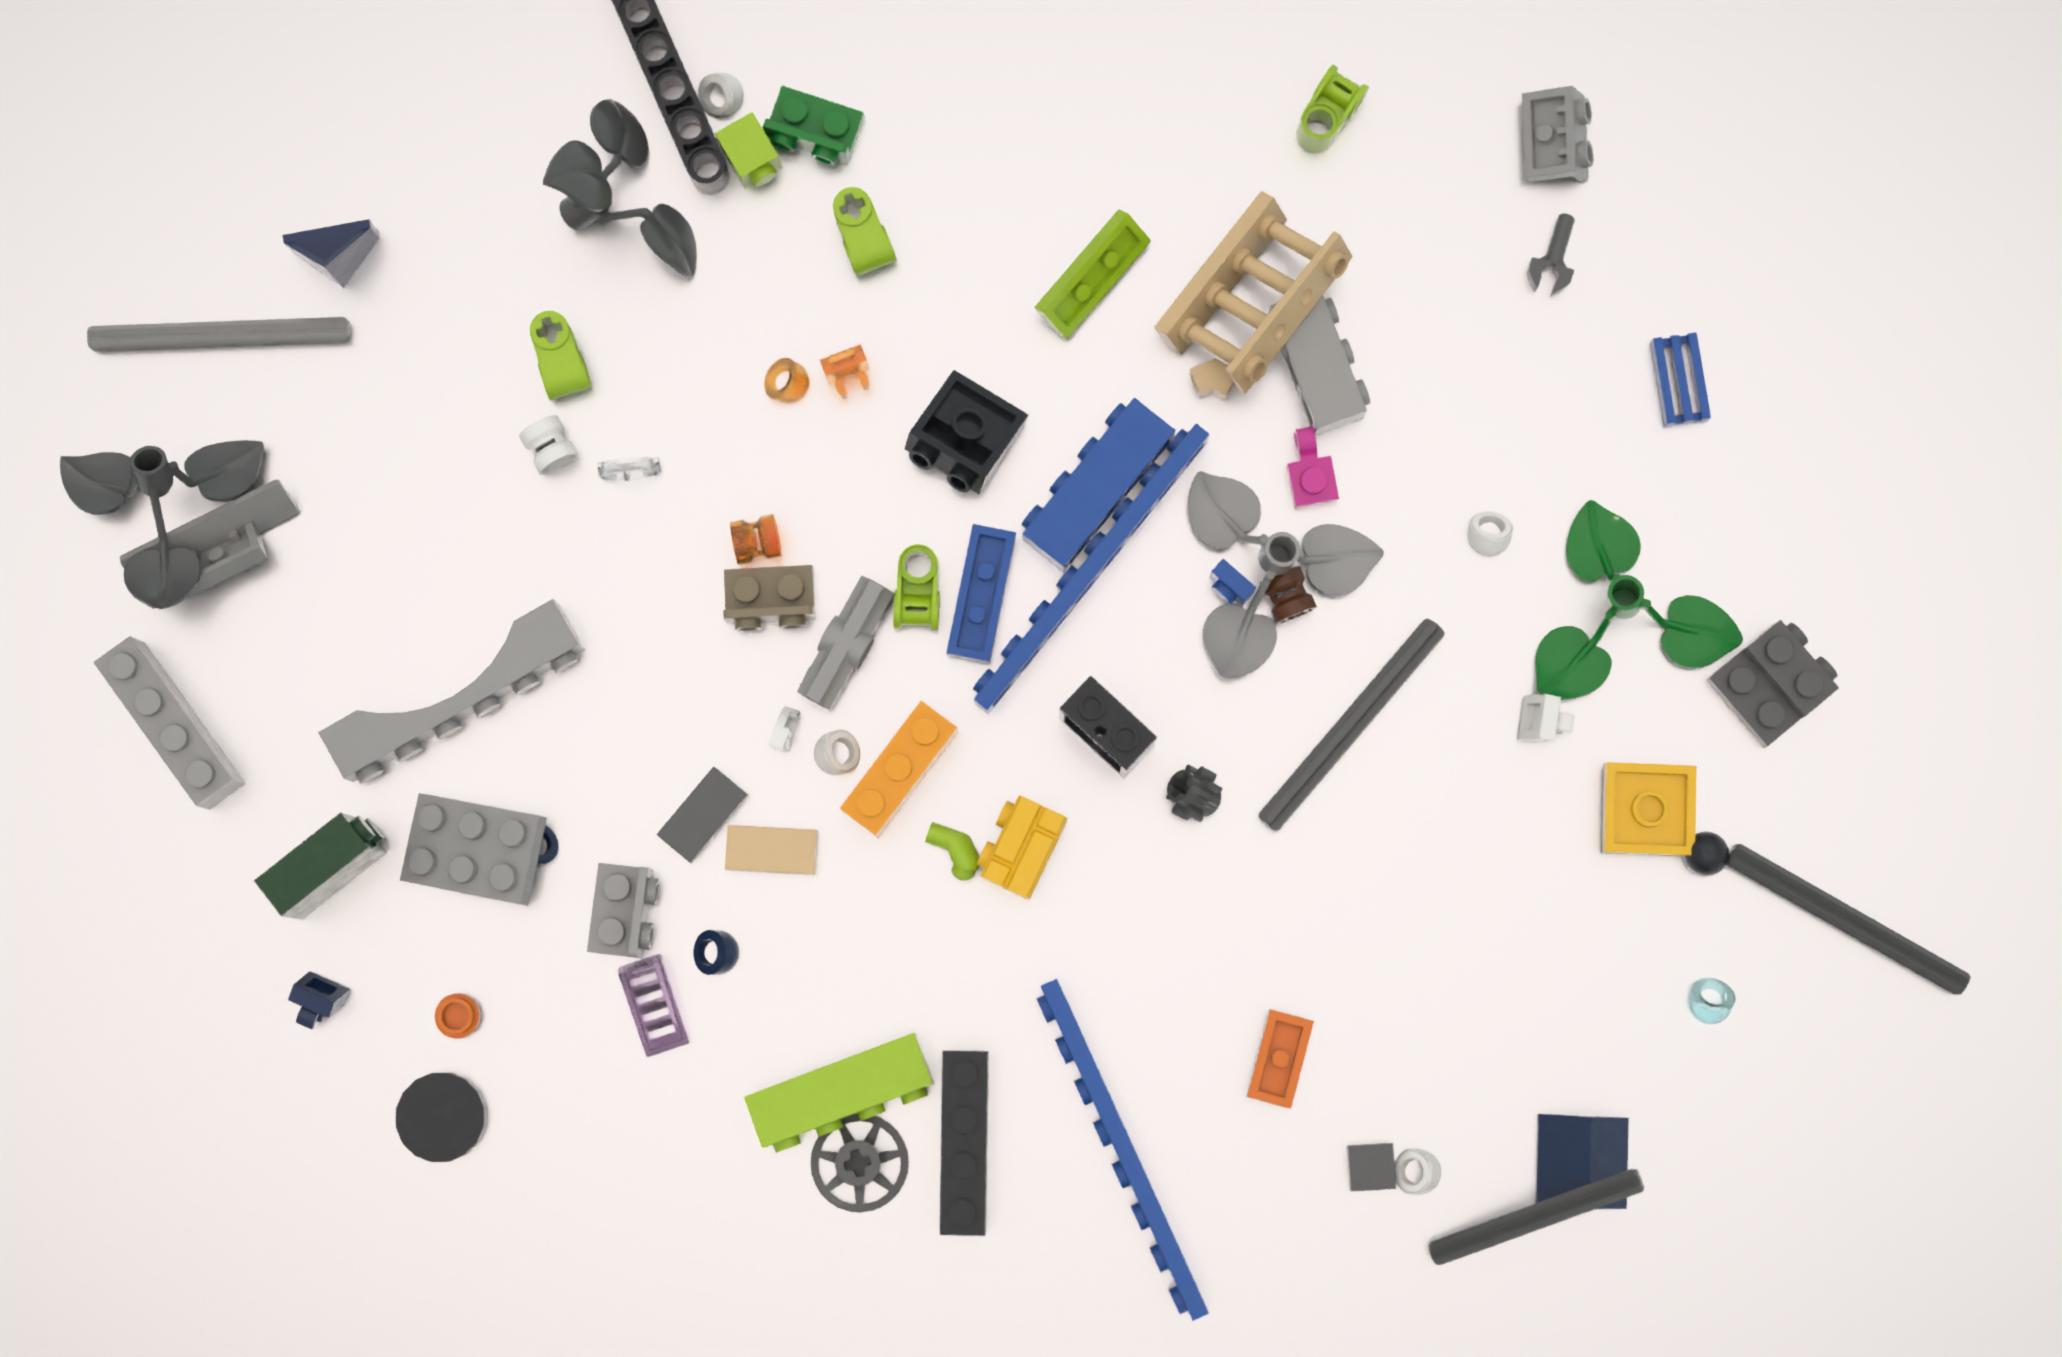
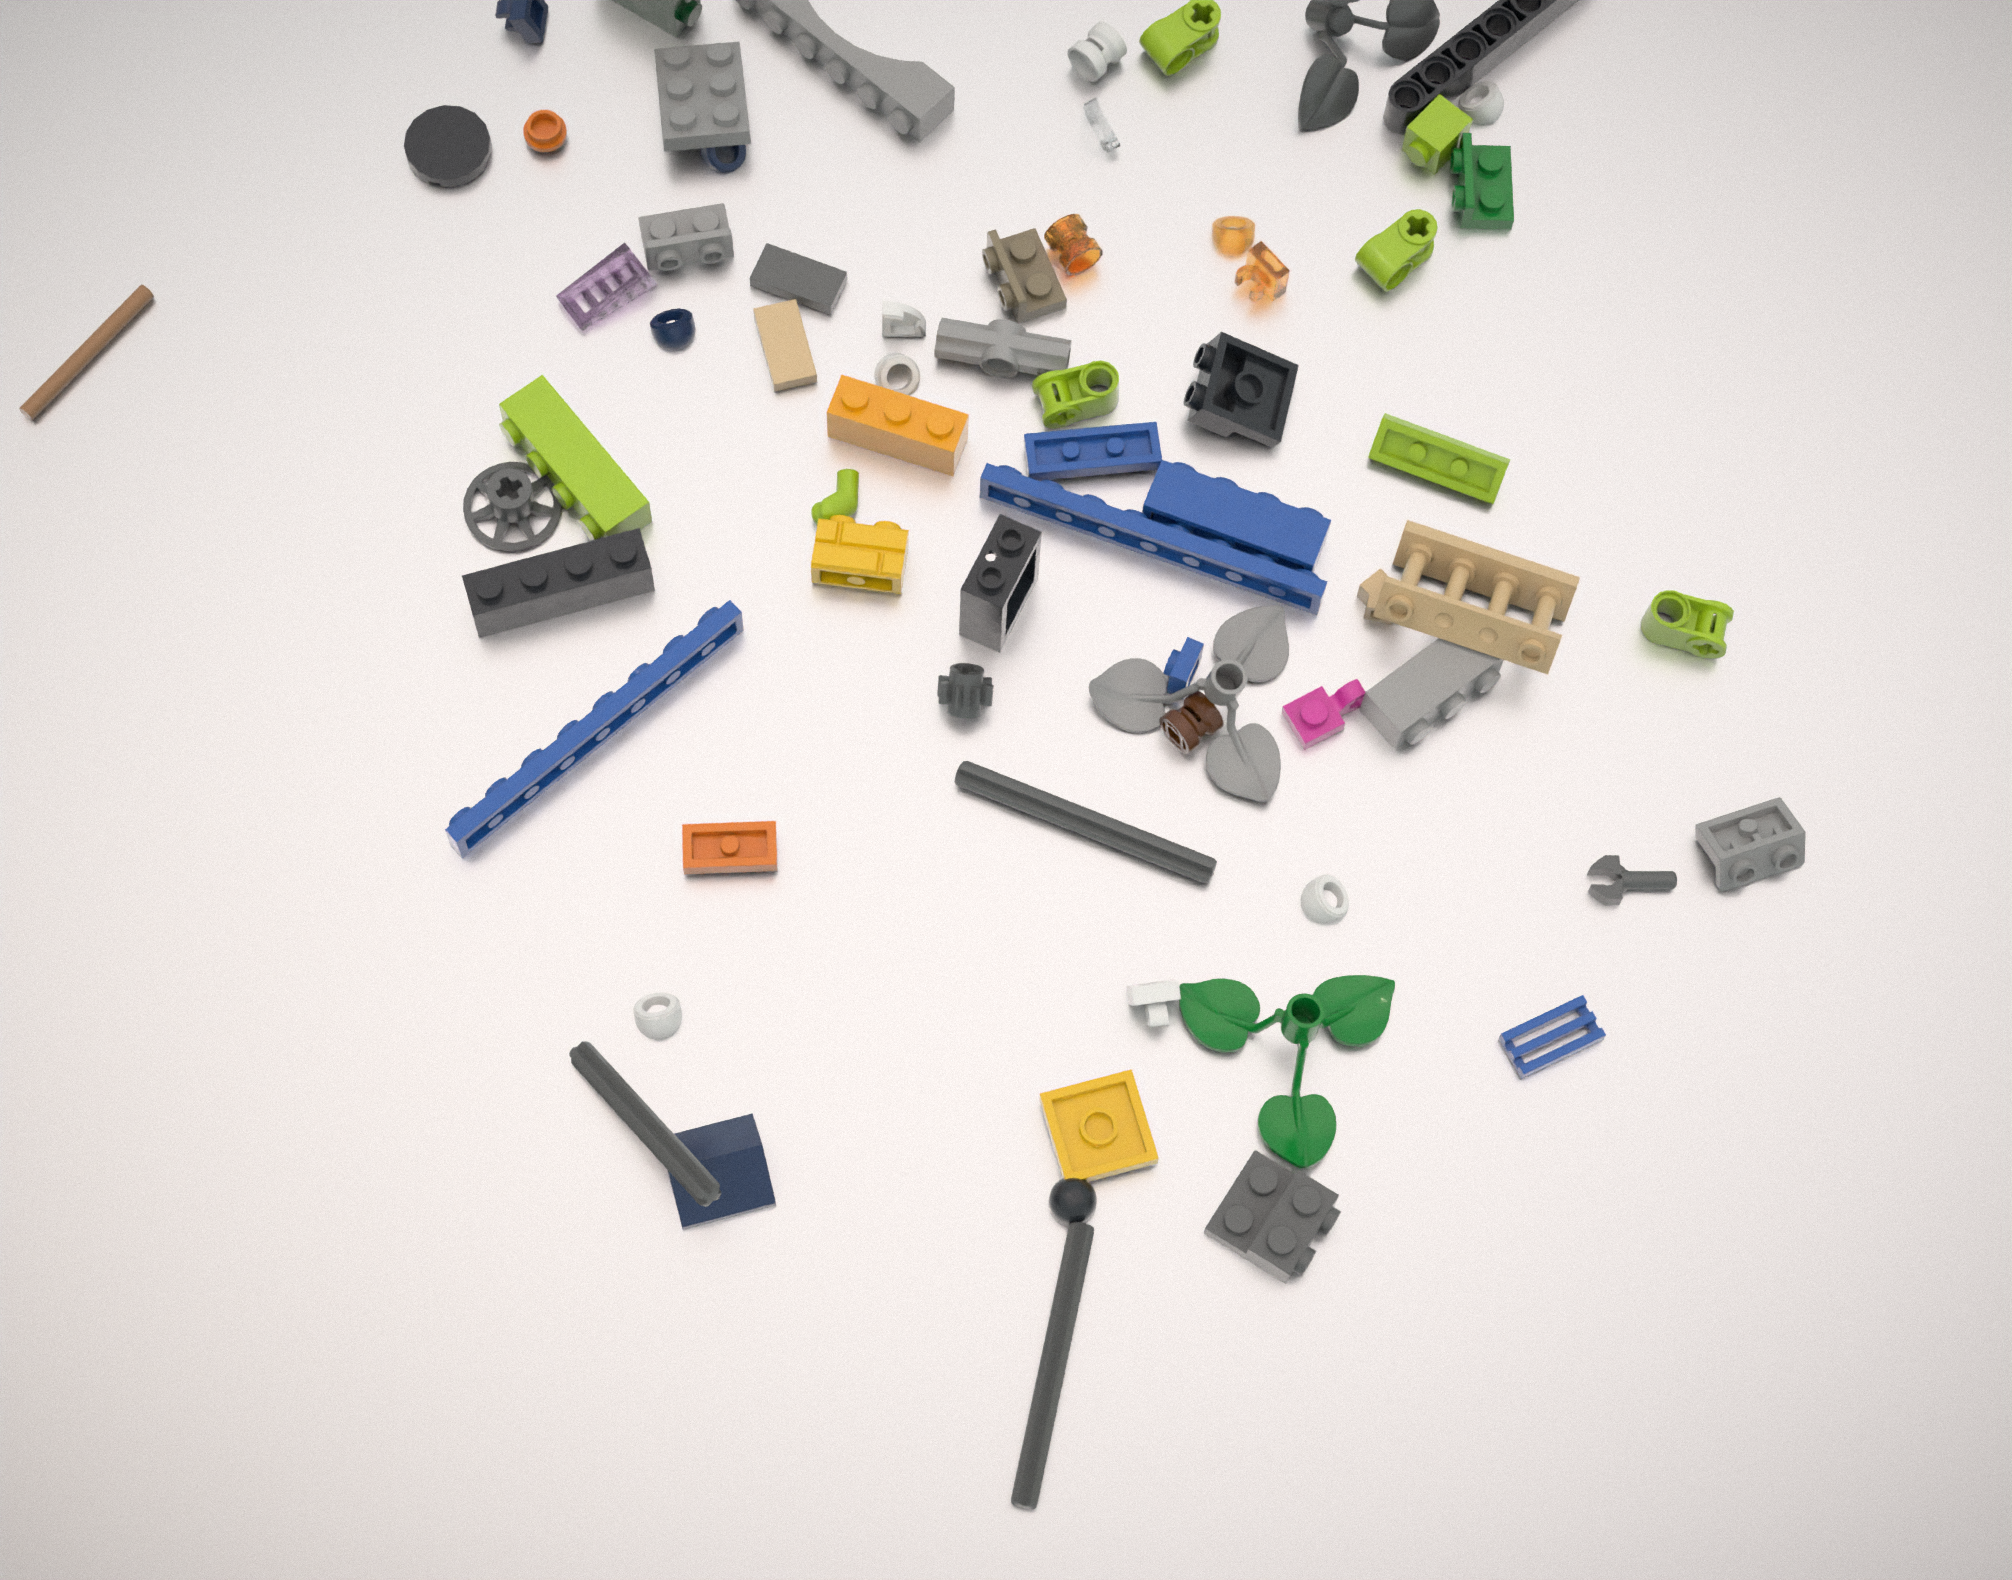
camera: 65 degrees right, 15 degrees down
(1371, 1167) = (649, 967): dark grey tile -> none
(1708, 1012) = (911, 1257): clear light blue piece -> none

